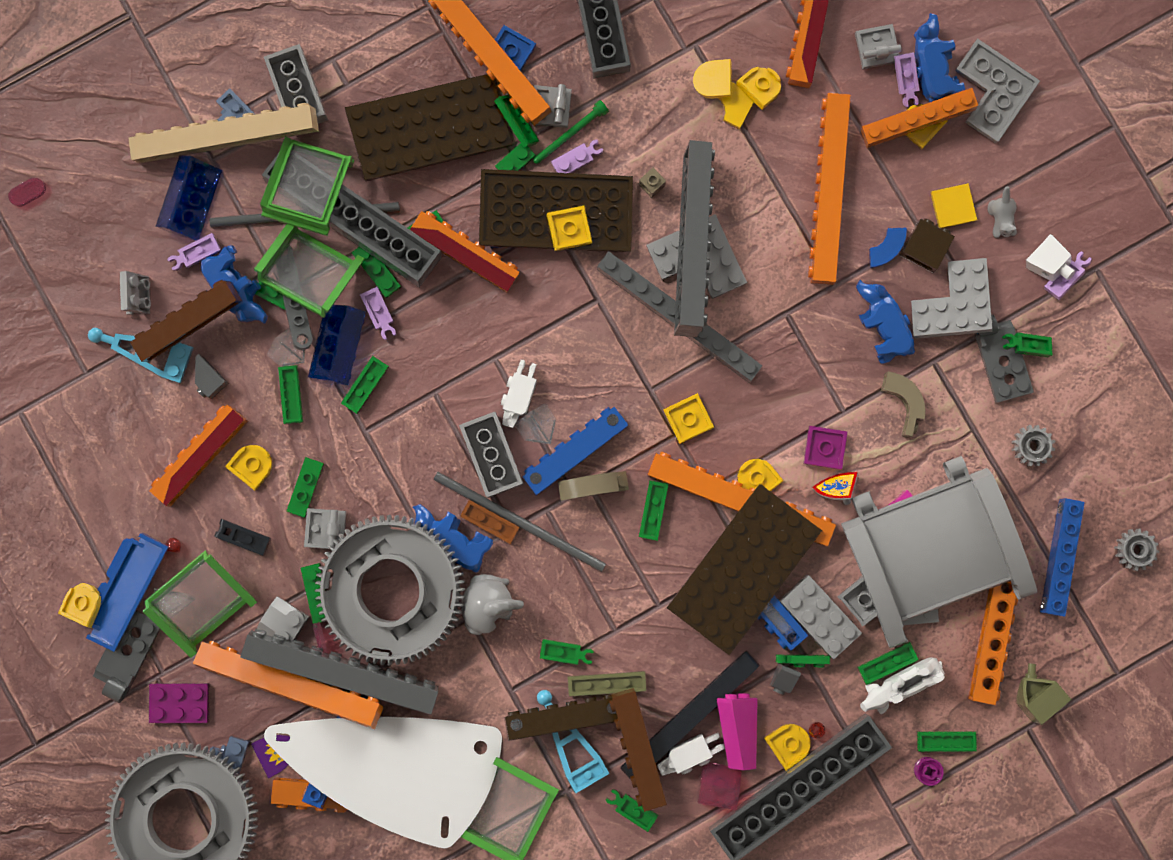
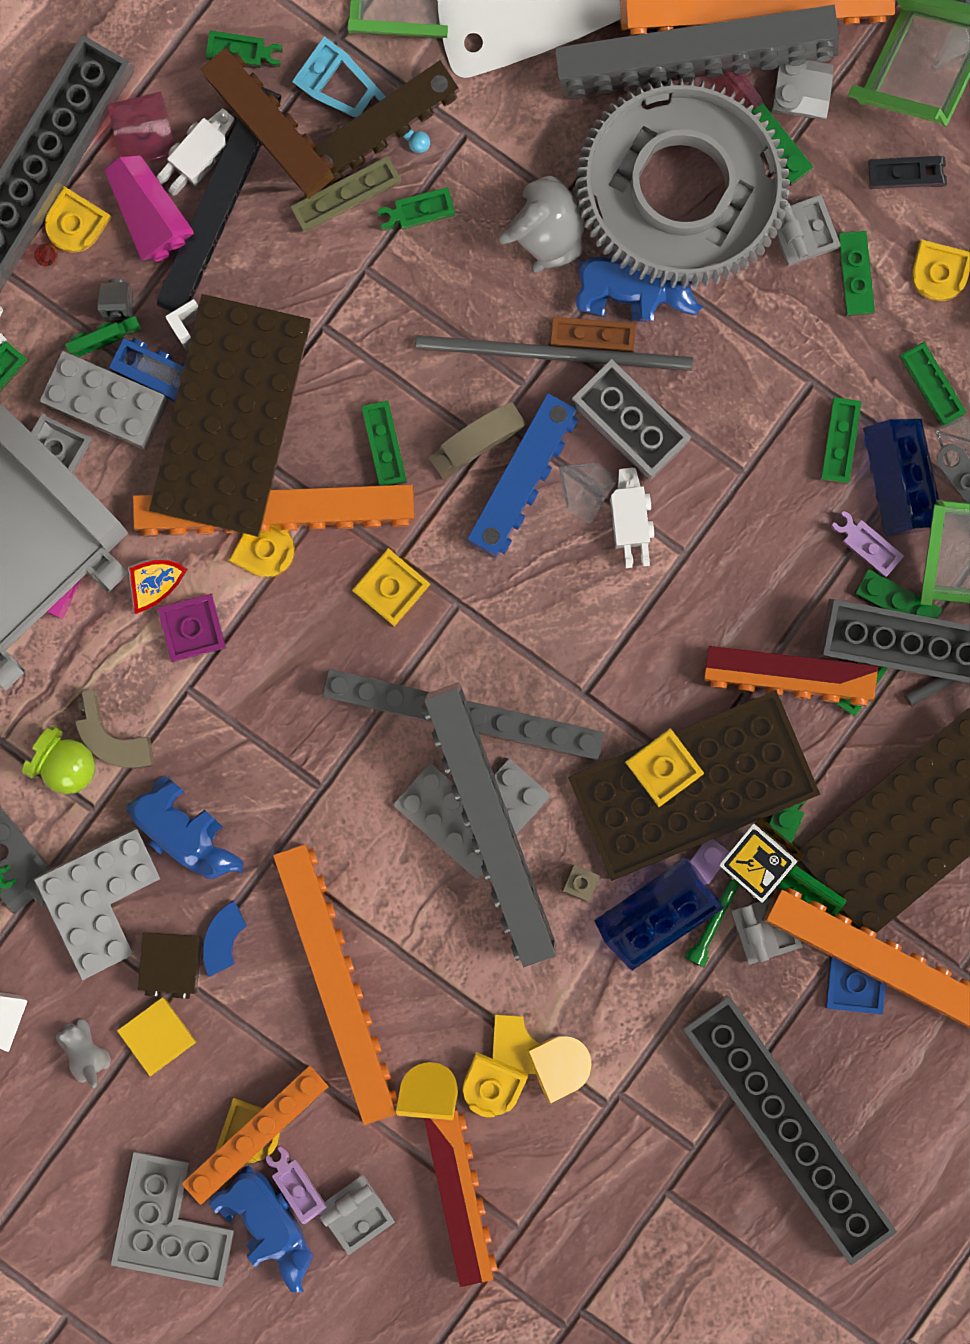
camera: 155 degrees right, 0 degrees up
(535, 144) = (761, 860): none -> piece
(613, 142) = (658, 914): none -> clear blue slope
(752, 641) = (180, 318): none -> white panel
(802, 97) = (428, 1092): none -> yellow tile
(943, 395) = (63, 764): none -> lime tile

